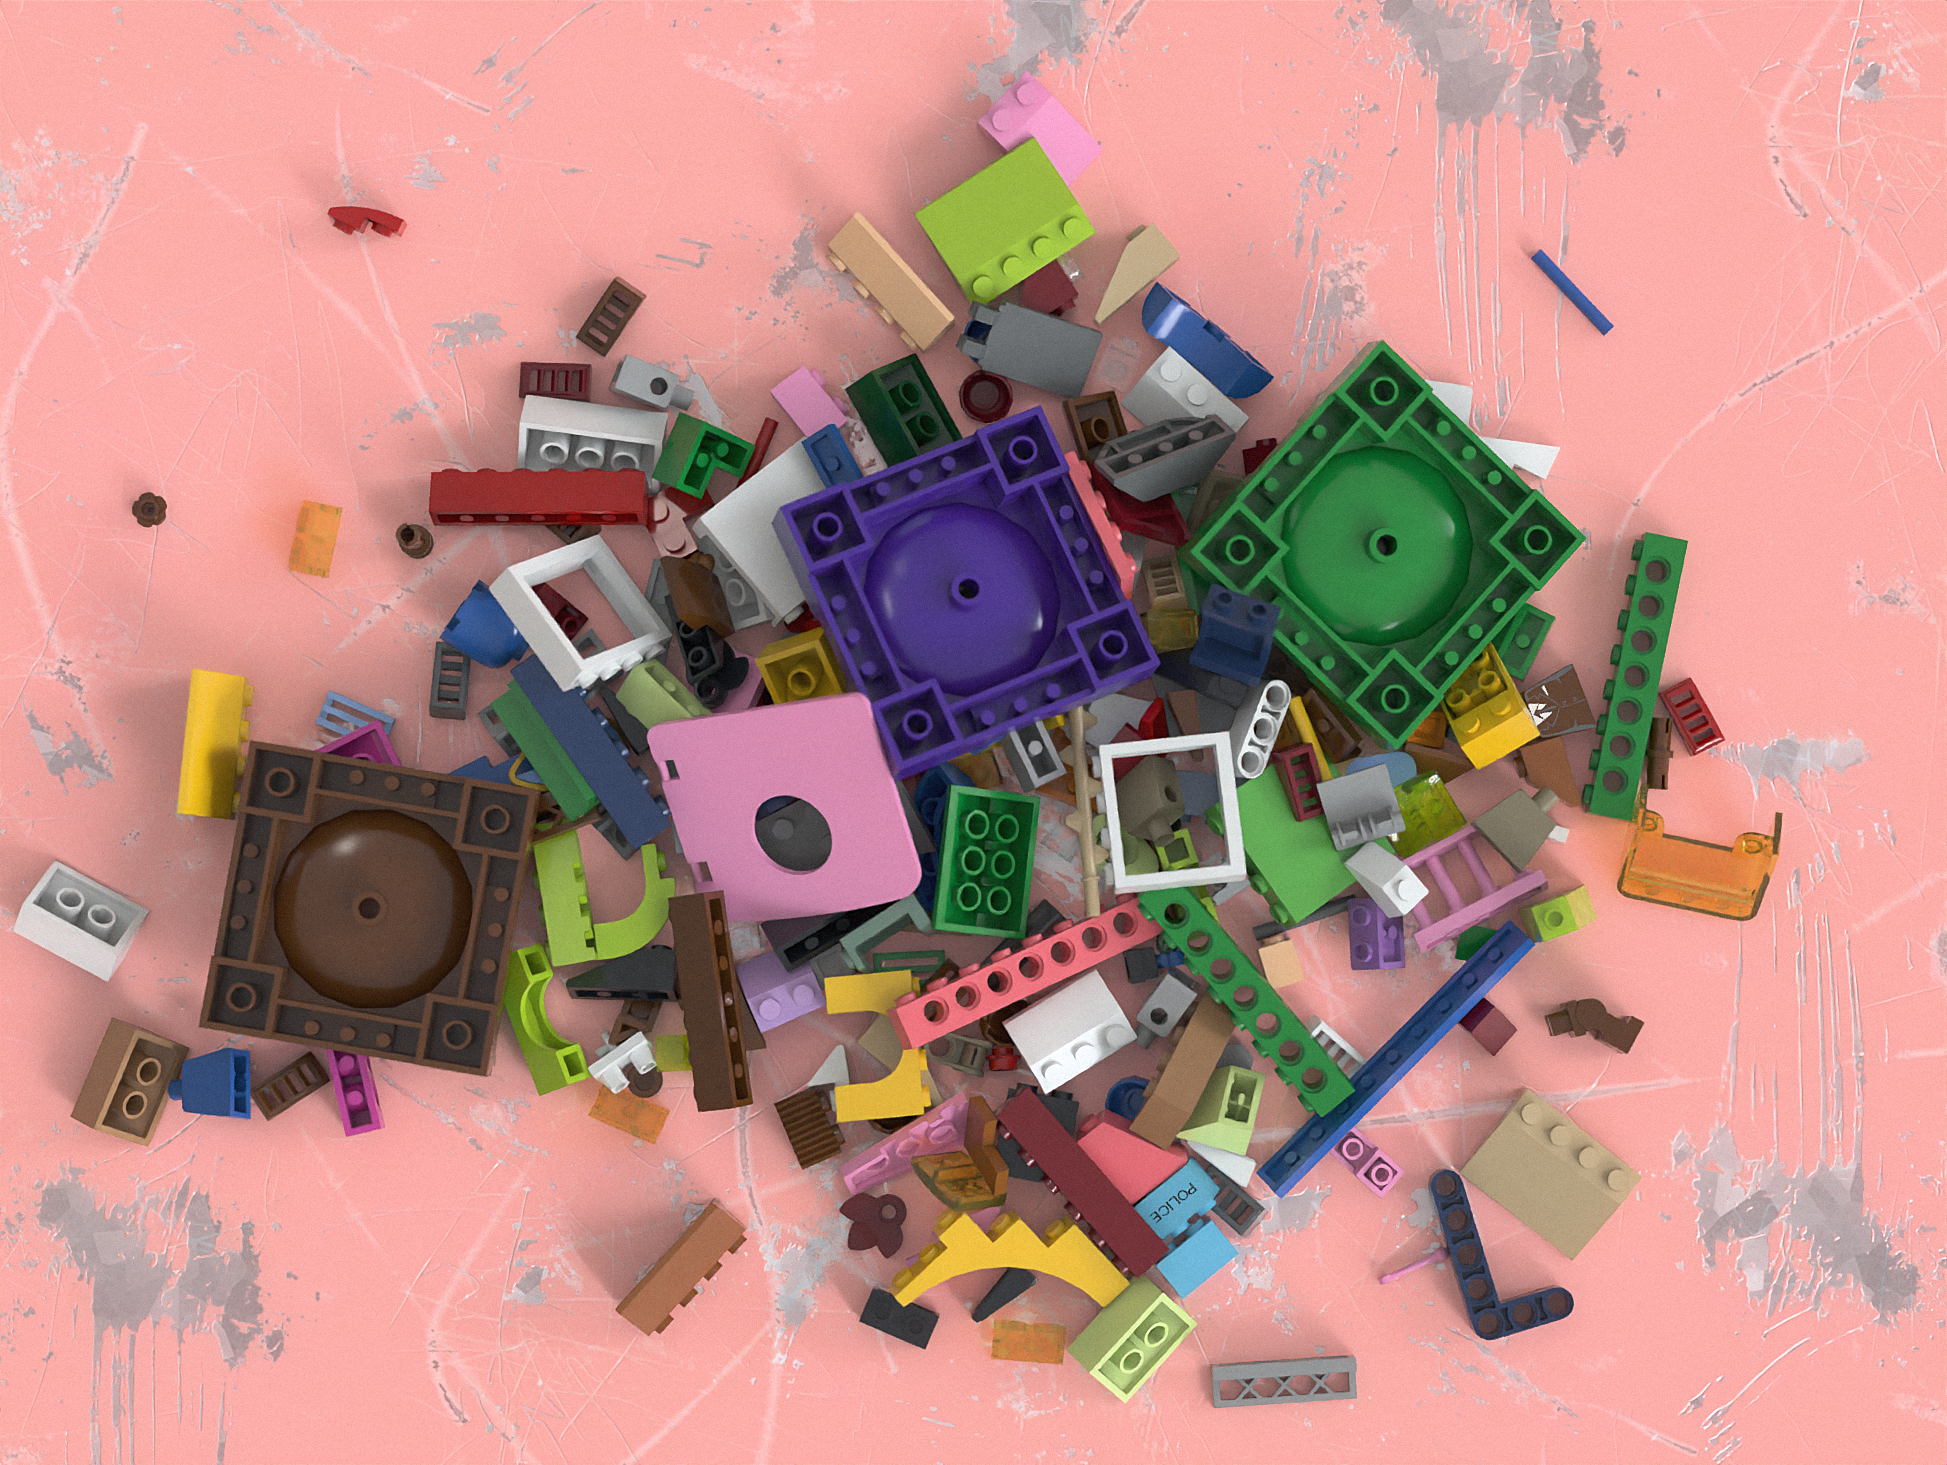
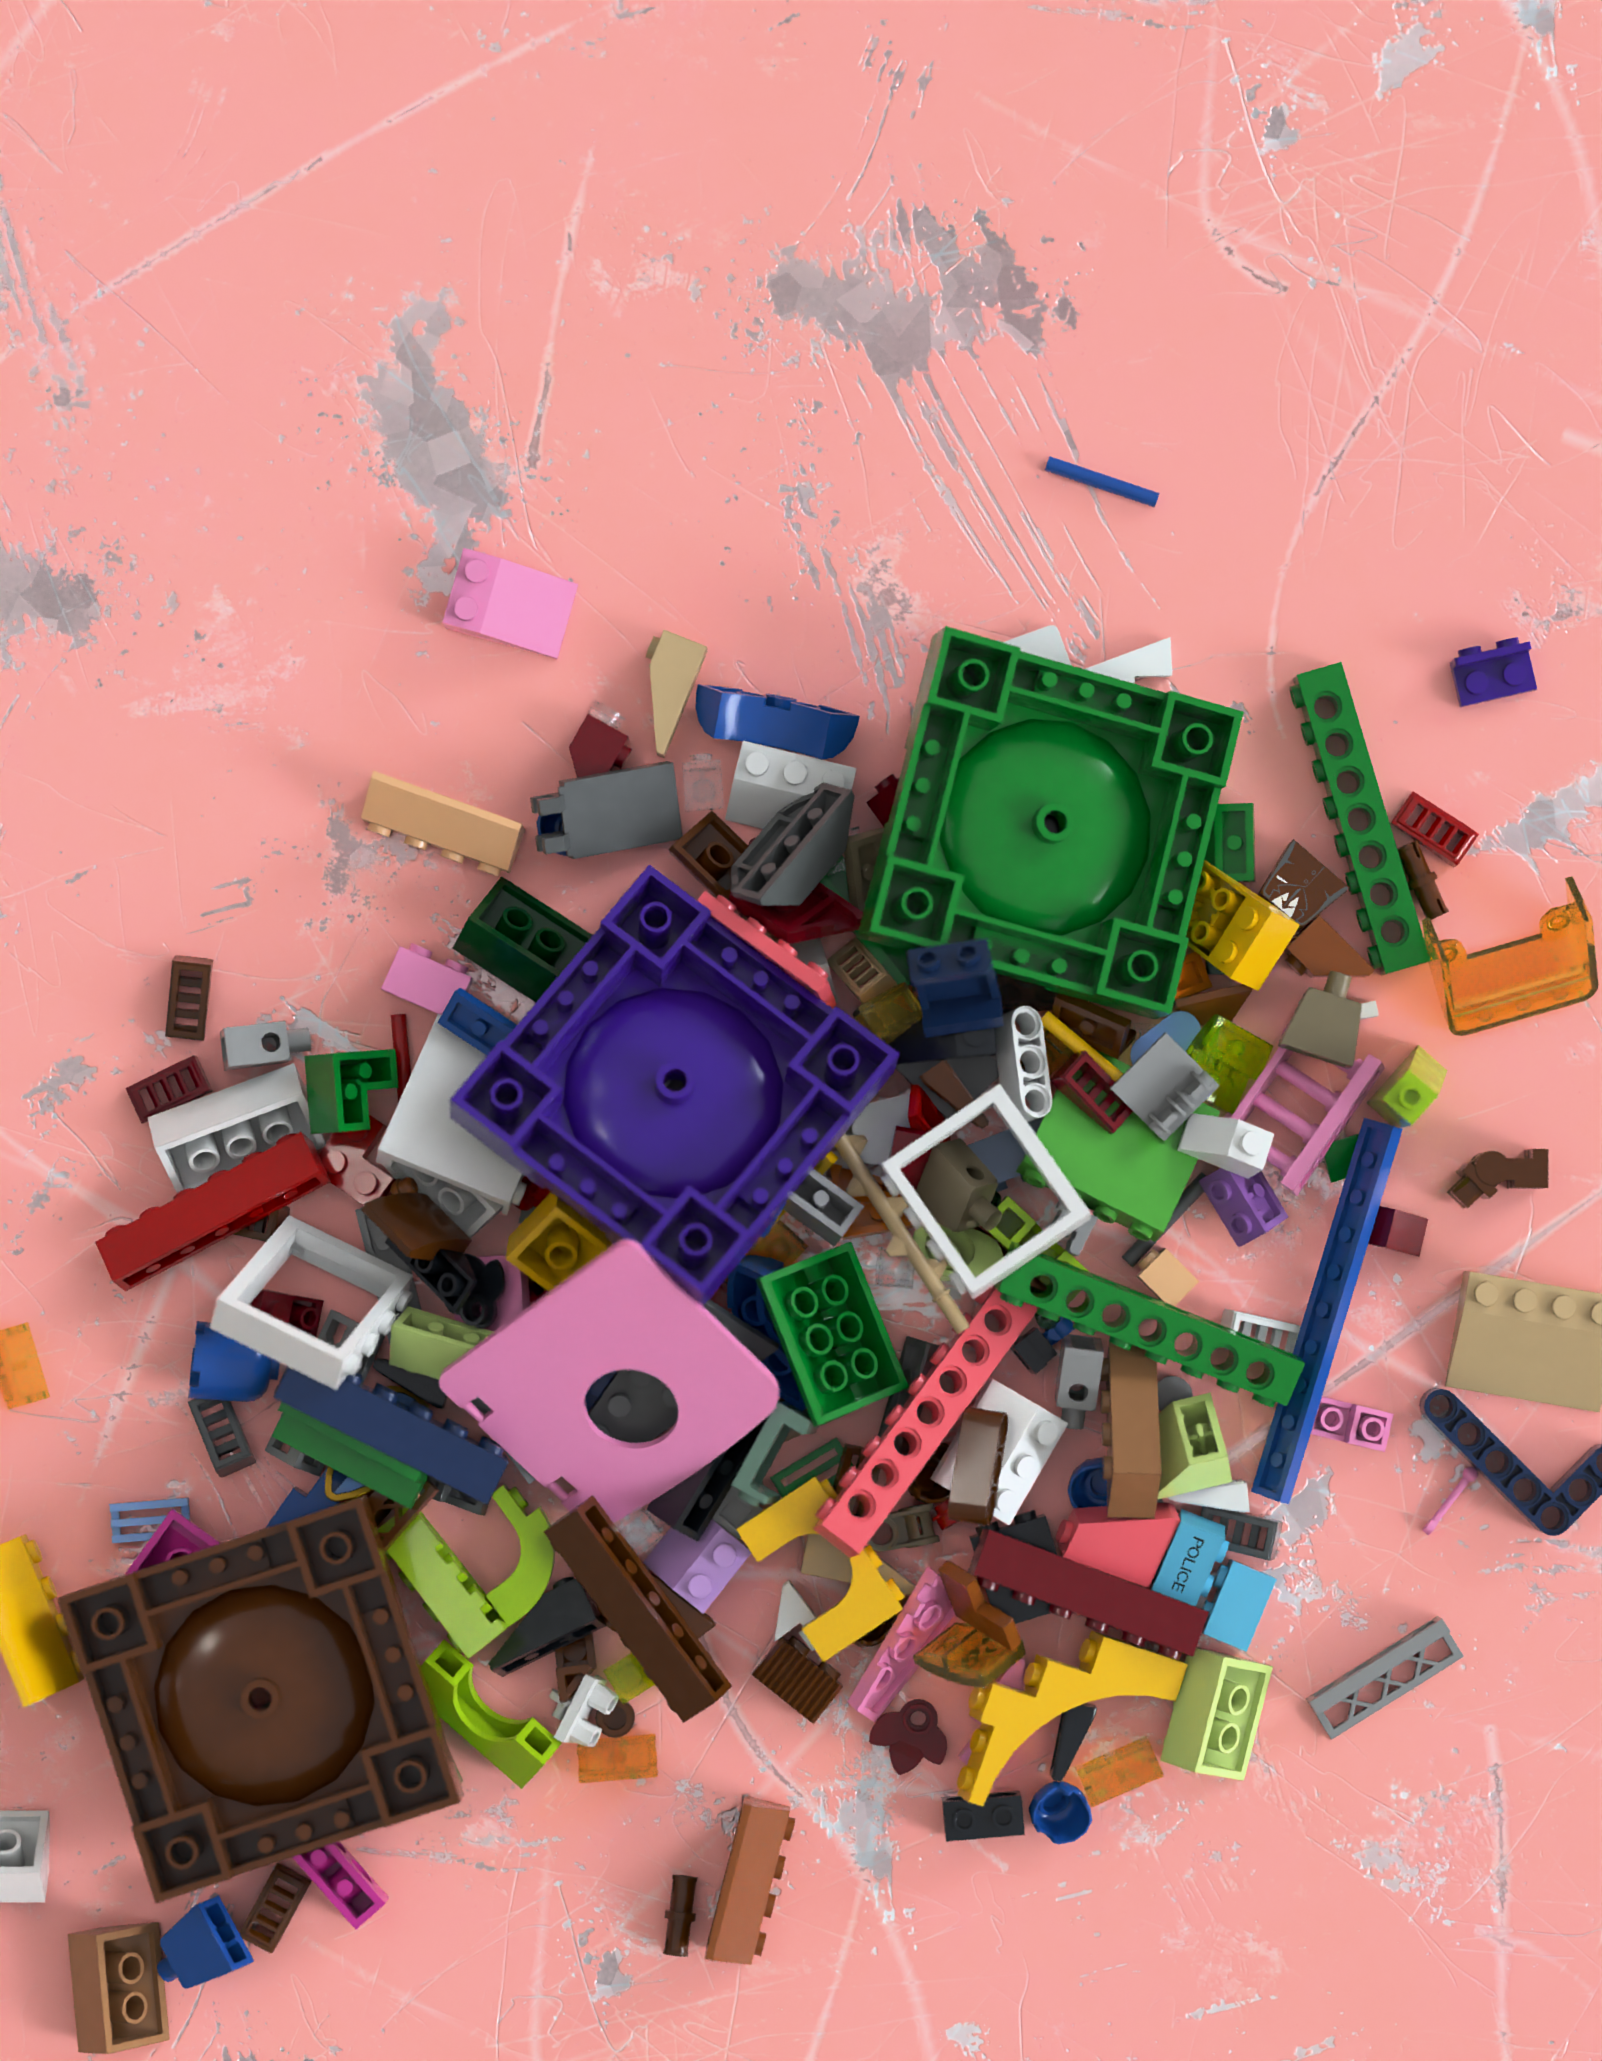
camera: 25 degrees left, 0 degrees up
(415, 548) = (119, 1323): reddish brown pin -> none
(612, 1267) = (680, 1915): none -> reddish brown pin
(963, 1348) = (1060, 1812): none -> blue hair
(986, 396) = (592, 882): dark red hair -> none
(1004, 222) = (520, 706): lime slope -> none
(1046, 1031) = (978, 1466): none -> reddish brown beam
(1807, 616) = (1493, 673): none -> dark purple bracket

